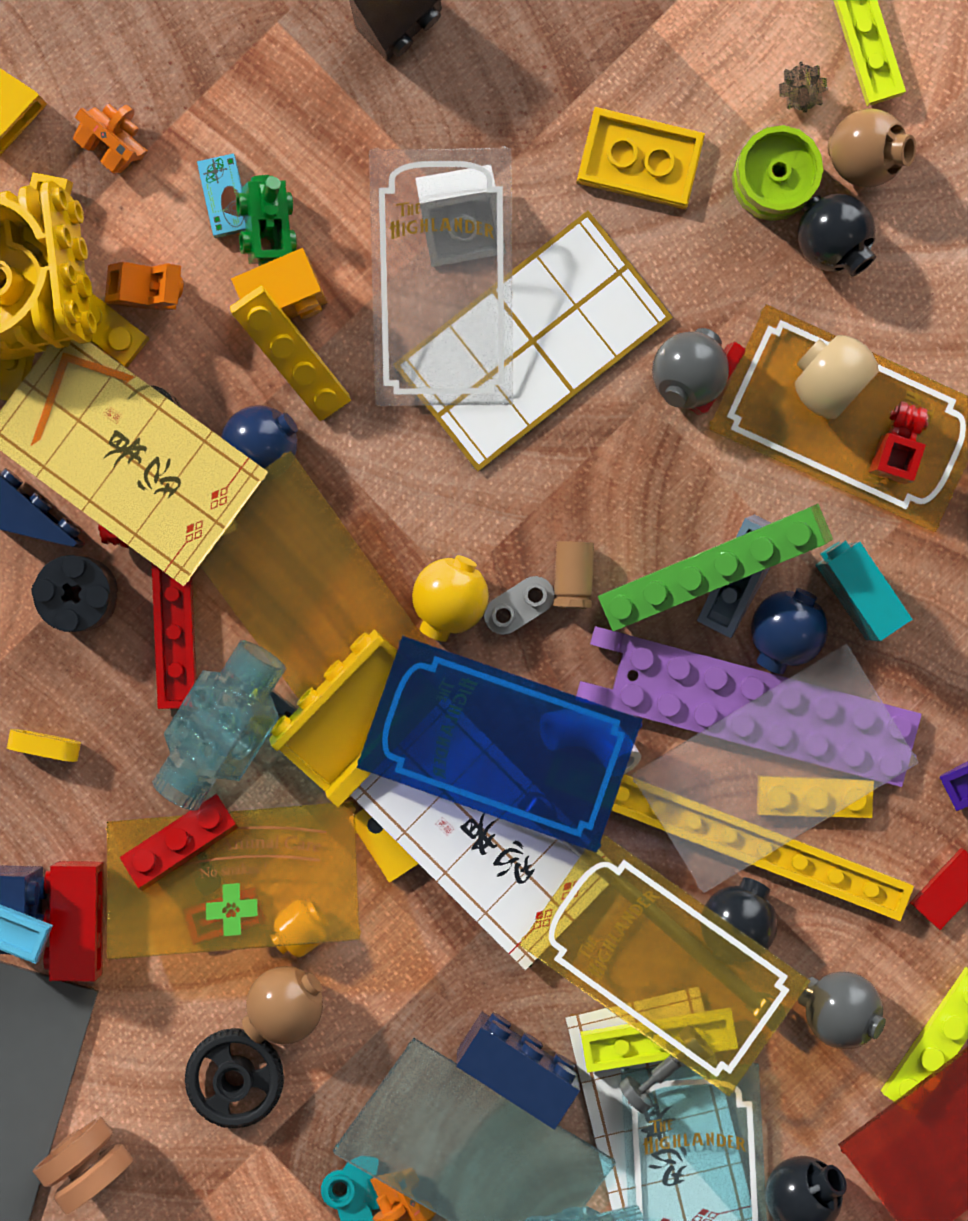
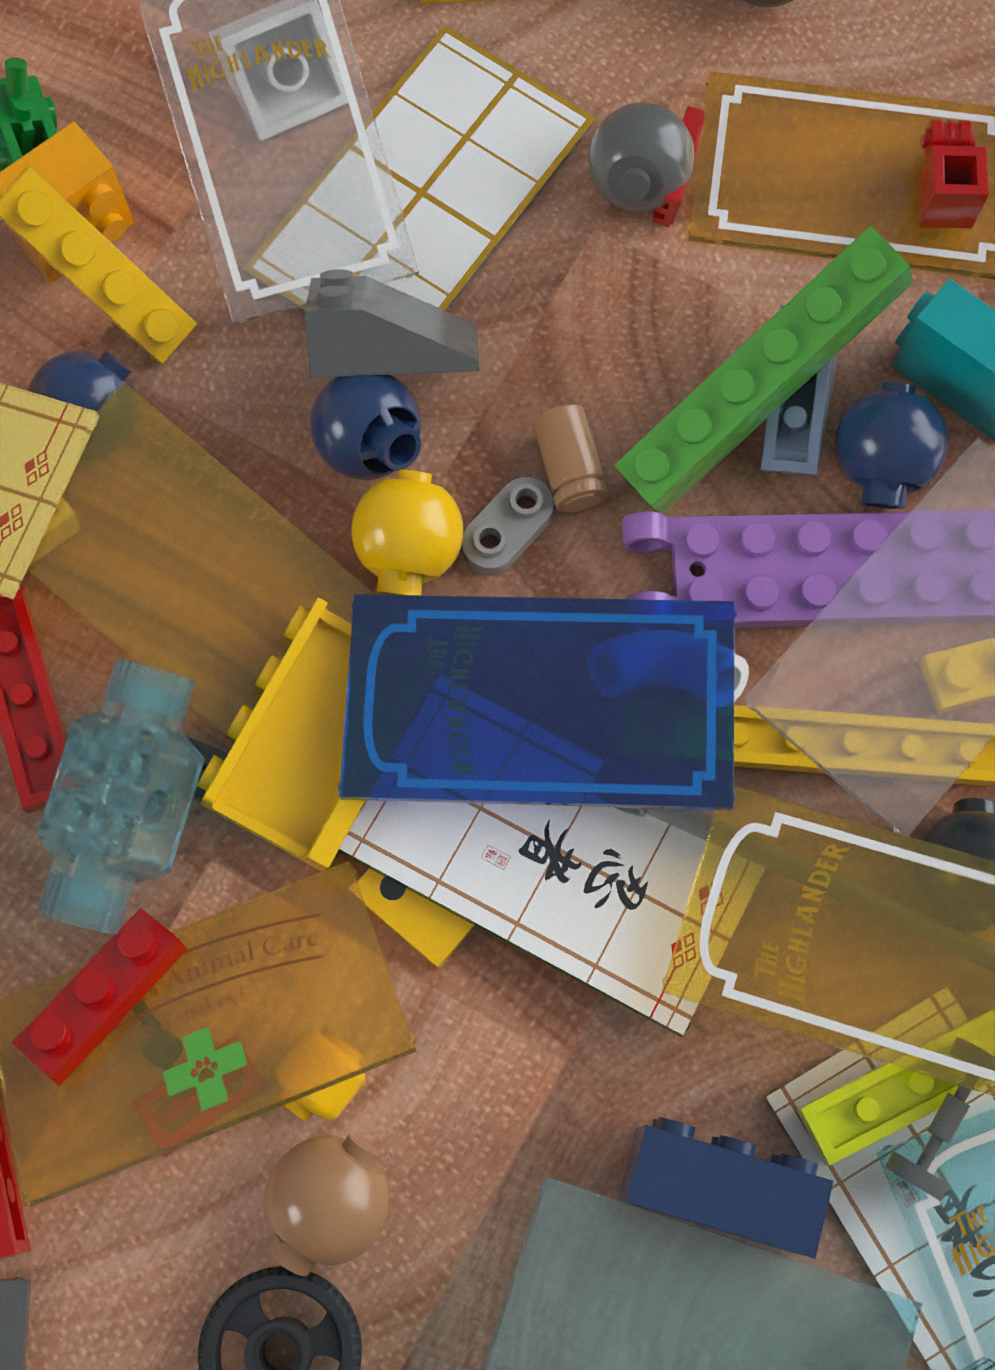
camera: 20 degrees left, 15 degrees down
(444, 516) = (366, 426): none -> dark blue brick
(475, 457) = (378, 330): none -> dark grey slope
(834, 375) = (833, 107): tan wheel -> none

